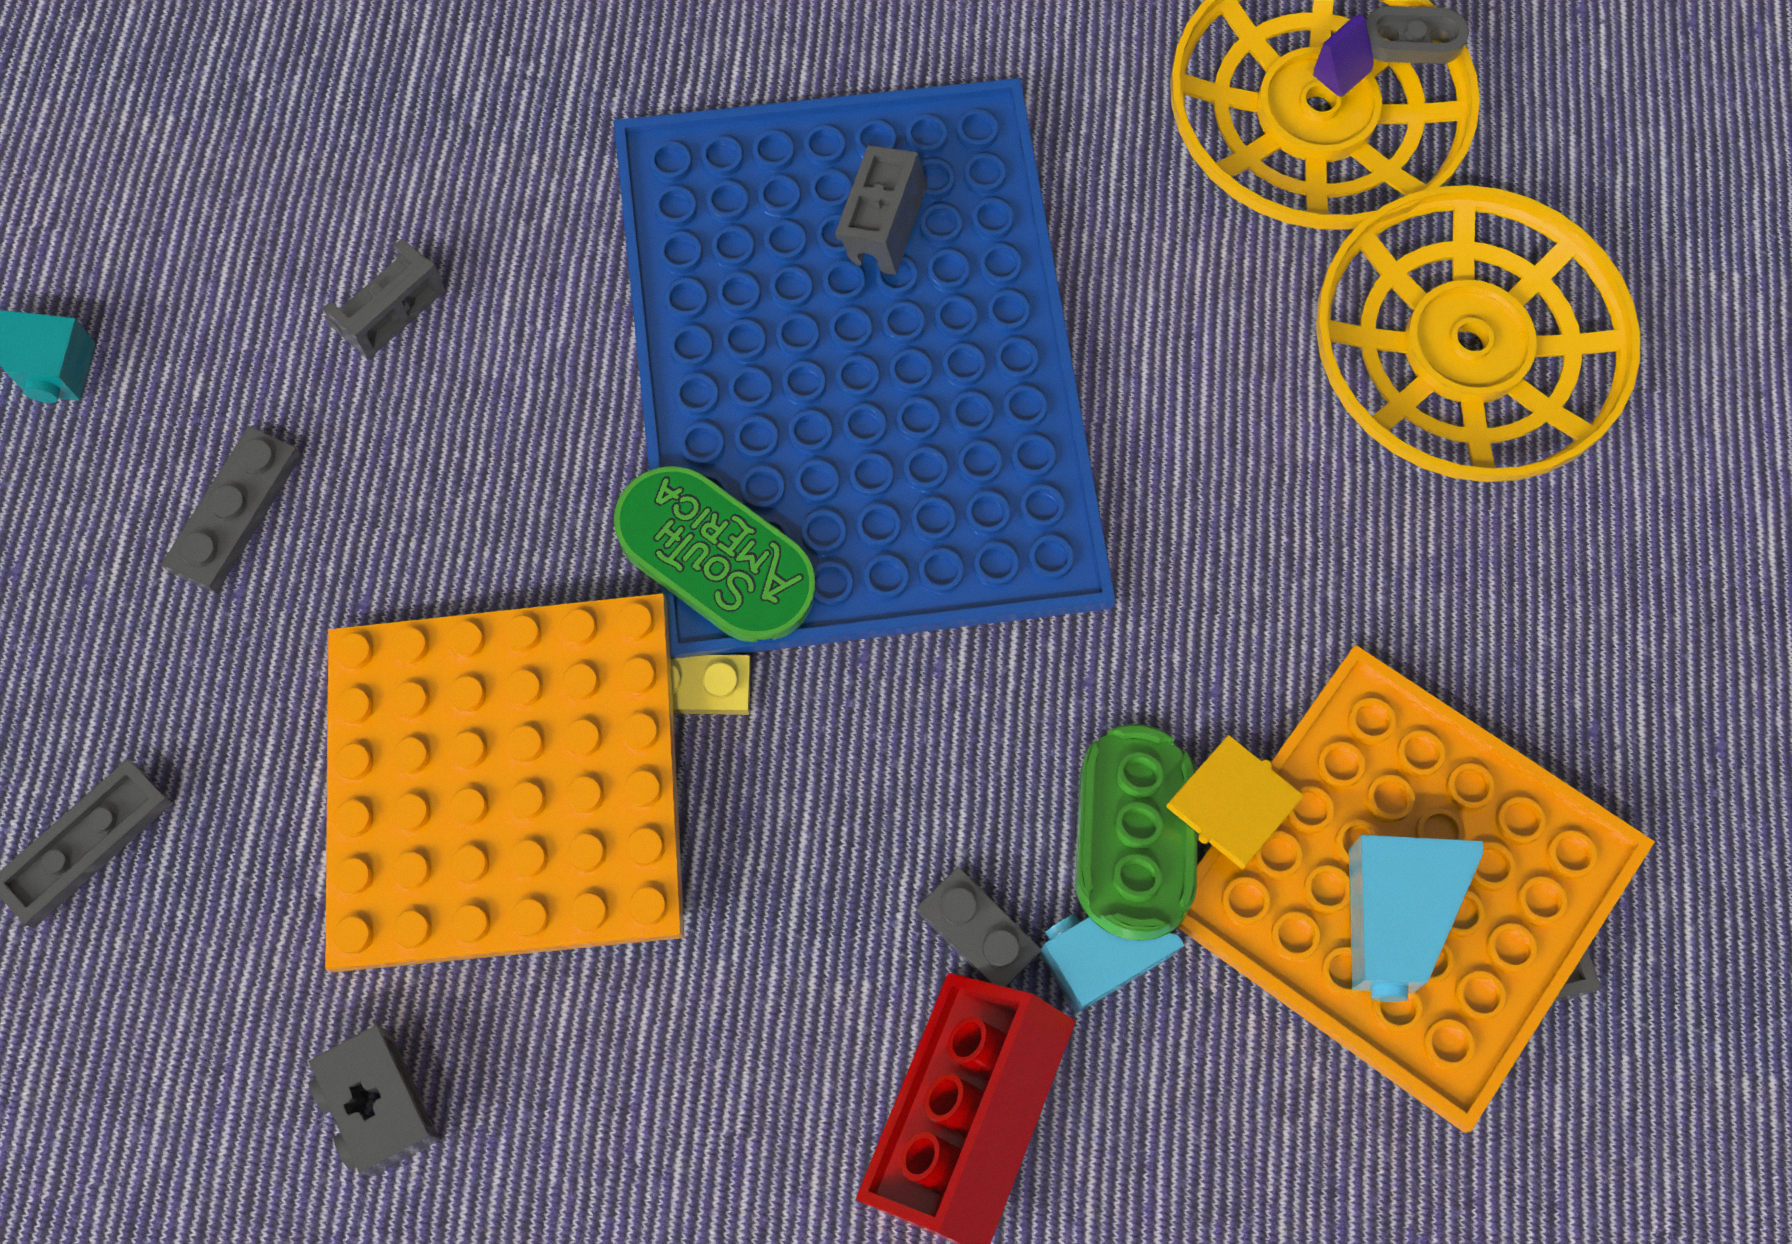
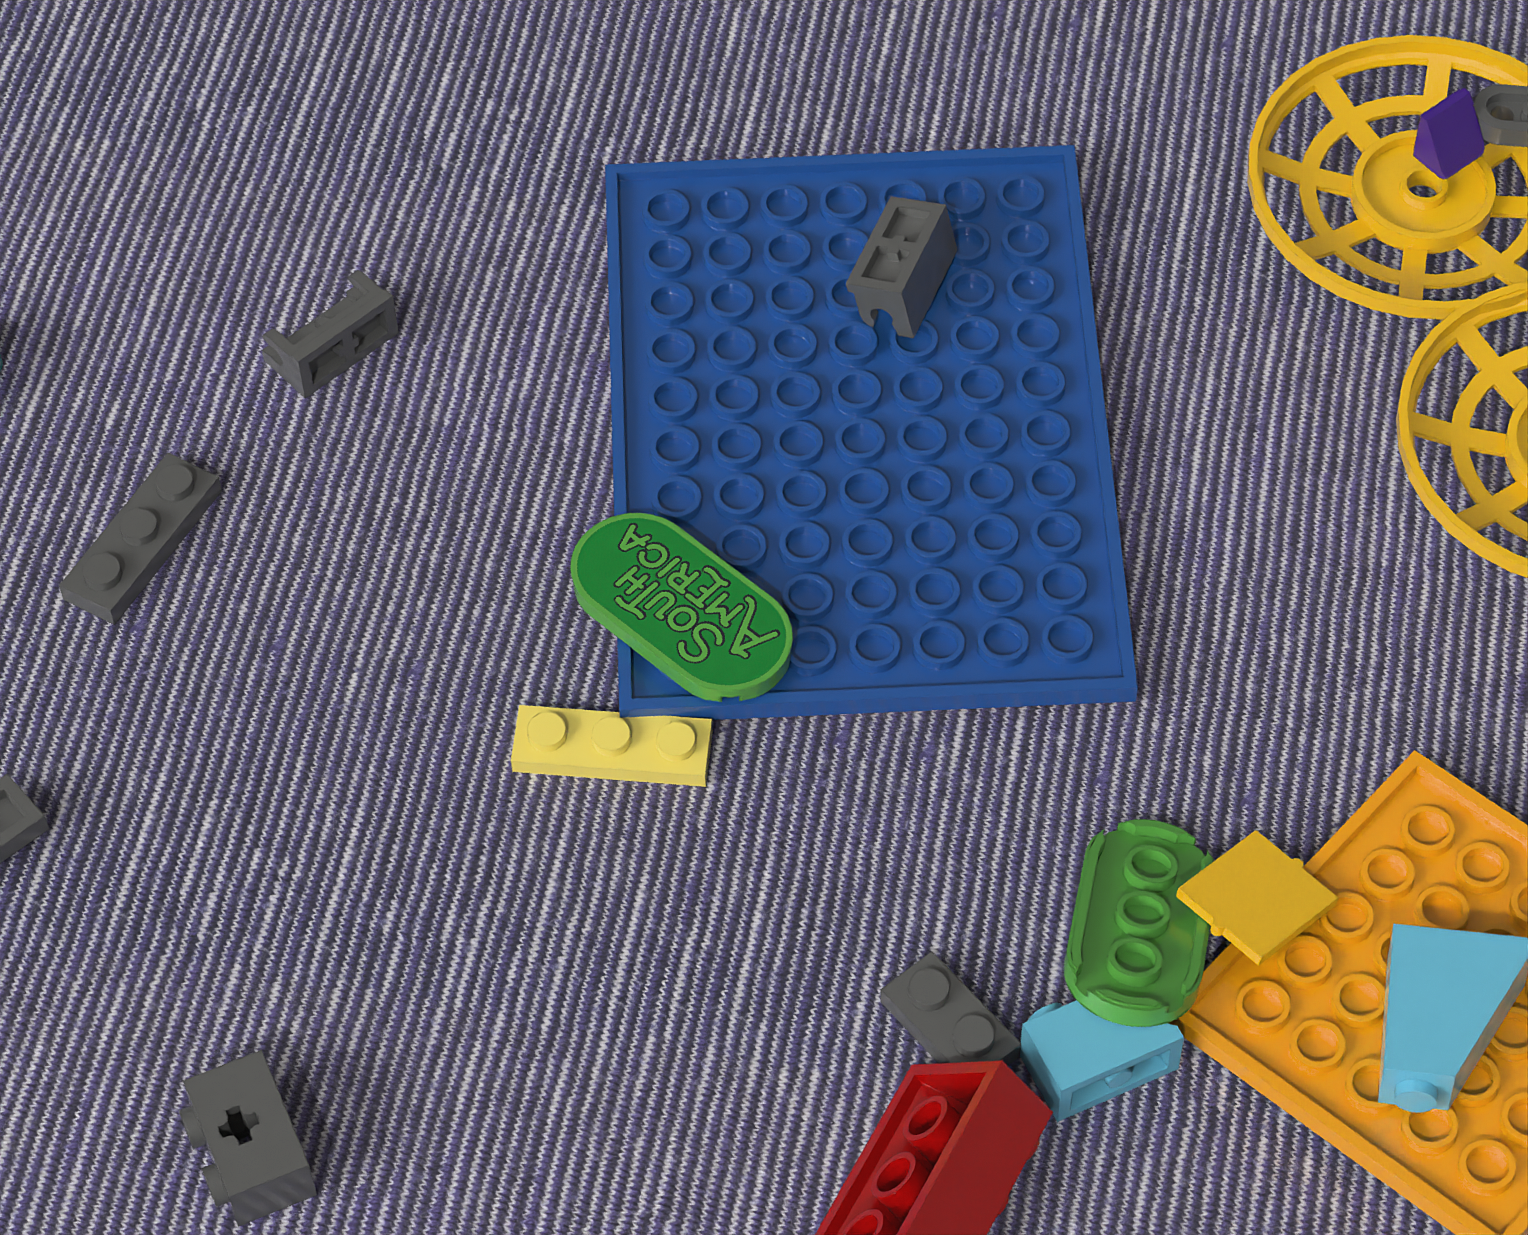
camera: 10 degrees right, 15 degrees down
(501, 785) = (420, 830): light orange plate -> none

